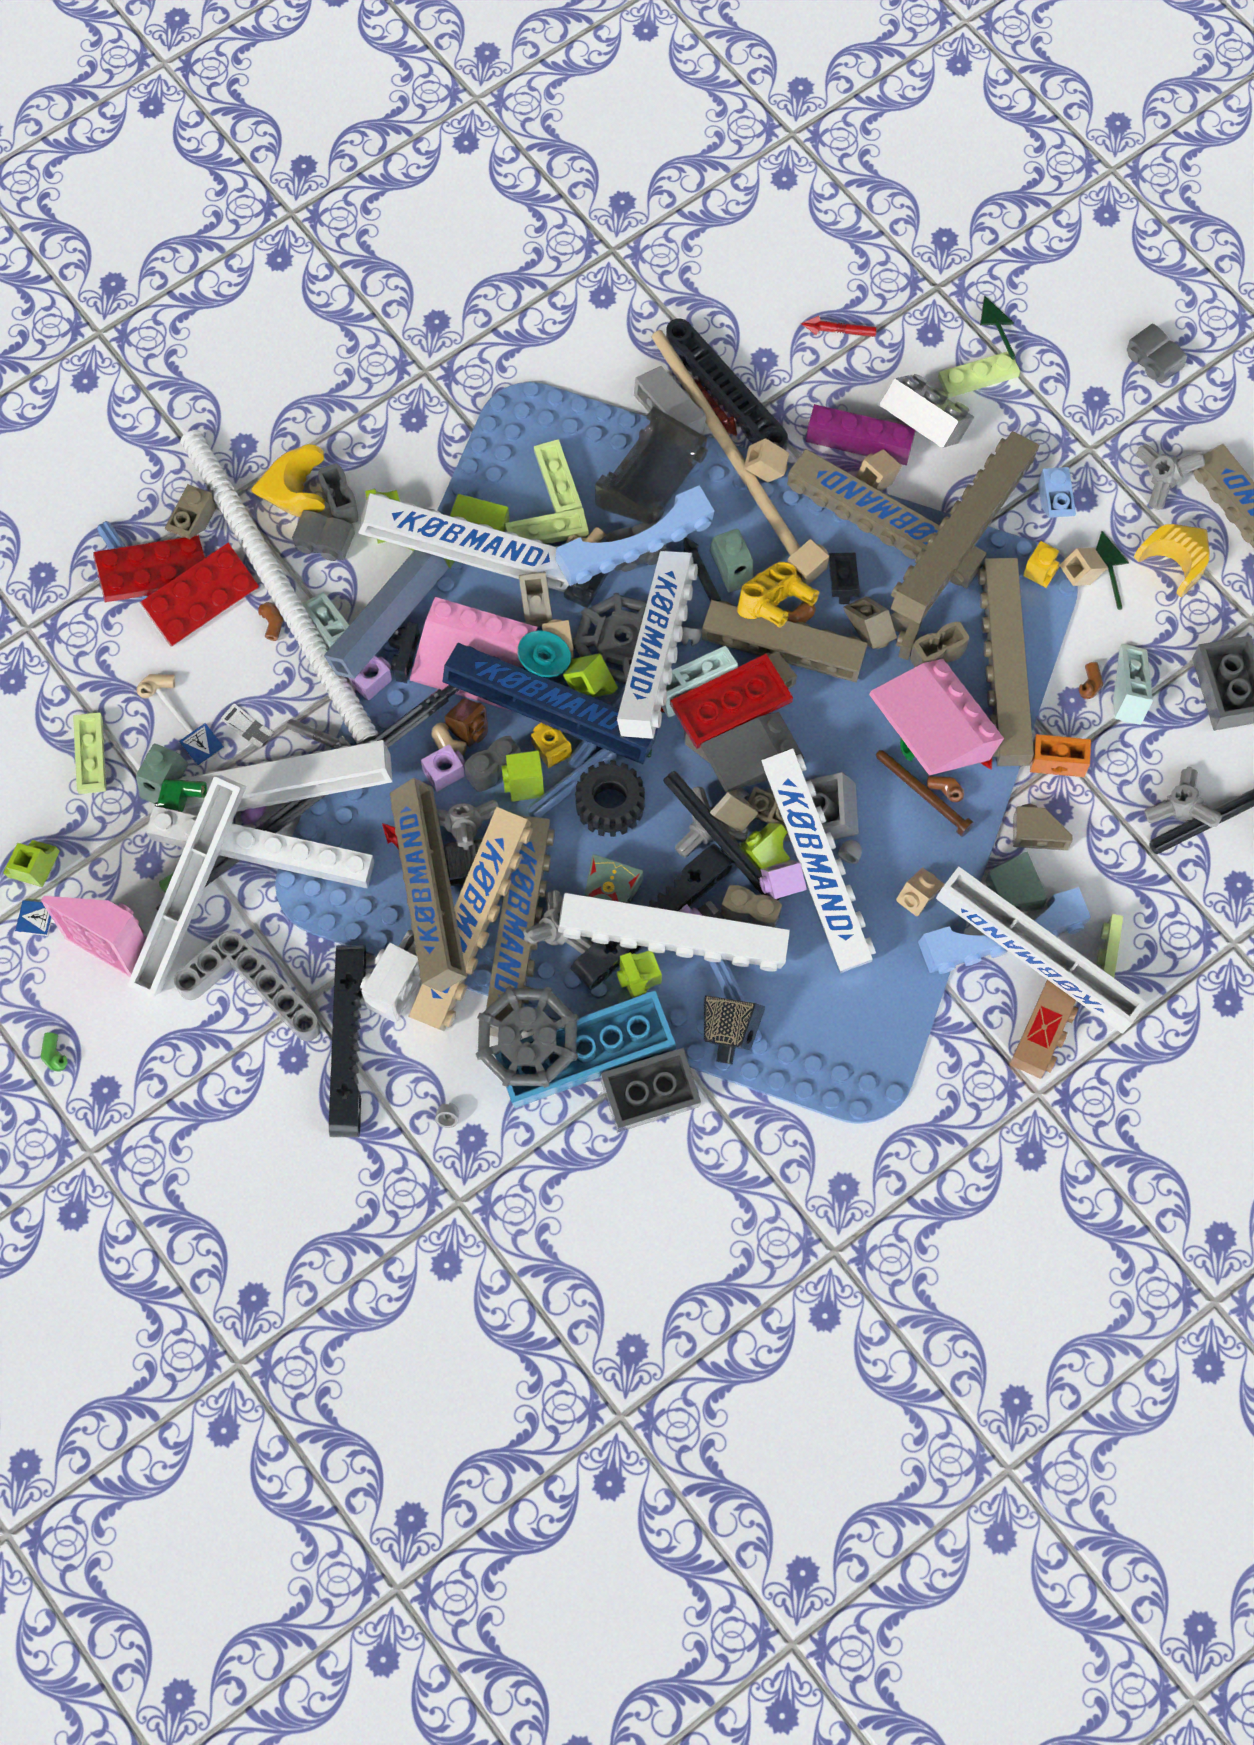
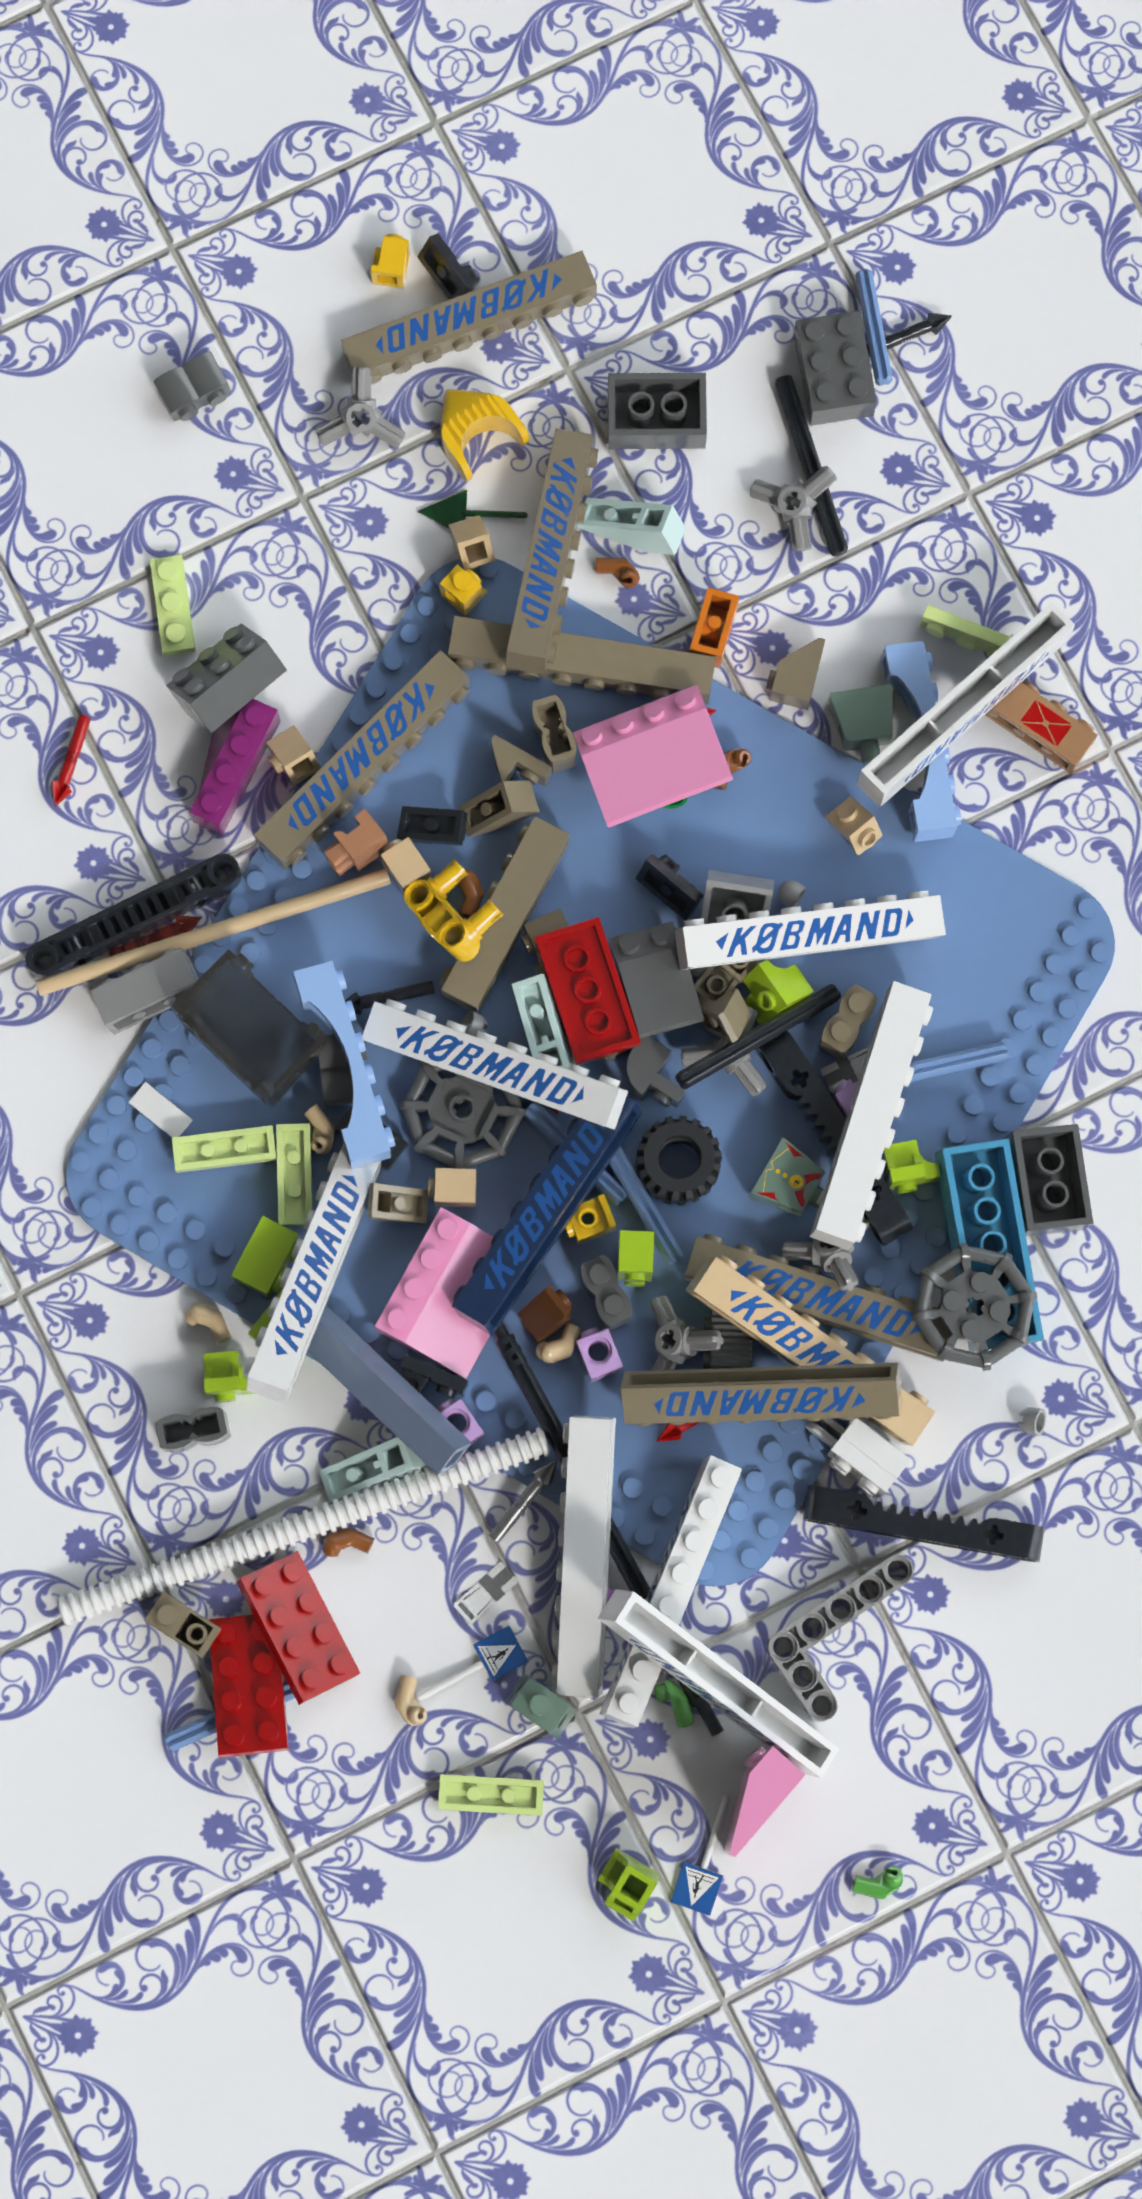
camera: 80 degrees left, 10 degrees up
(175, 793) = (582, 1688): green piece -> none
(284, 481) = (159, 1499): yellow animal -> none
(323, 535) = (243, 1458): dark grey brick -> none
(428, 494) = (208, 1317): none -> tan arm
(544, 645) = (481, 1191): teal dish -> none
(580, 433) = (160, 1111): none -> white sticker
(590, 676) = (516, 1156): lime brick -> none
(685, 761) = (644, 1071): none -> dark grey brick
(730, 553) = (385, 954): sand green torso -> none
(730, 1025) = (988, 1073): black torso -> none
(766, 460) = (257, 886): tan brick -> none
(782, 879) = (825, 976): lavender brick -> none
(814, 521) = (358, 847): none -> nougat hips
(840, 750) = (672, 889): none -> black hinge
(963, 825) = (781, 758): reddish brown bar -> none
(964, 527) = (406, 665): dark tan brick -> none
(994, 316) = (94, 567): dark green piece -> none
(1056, 492) = (369, 551): light blue slope -> none
(1089, 618) = (550, 552): none -> dark tan brick

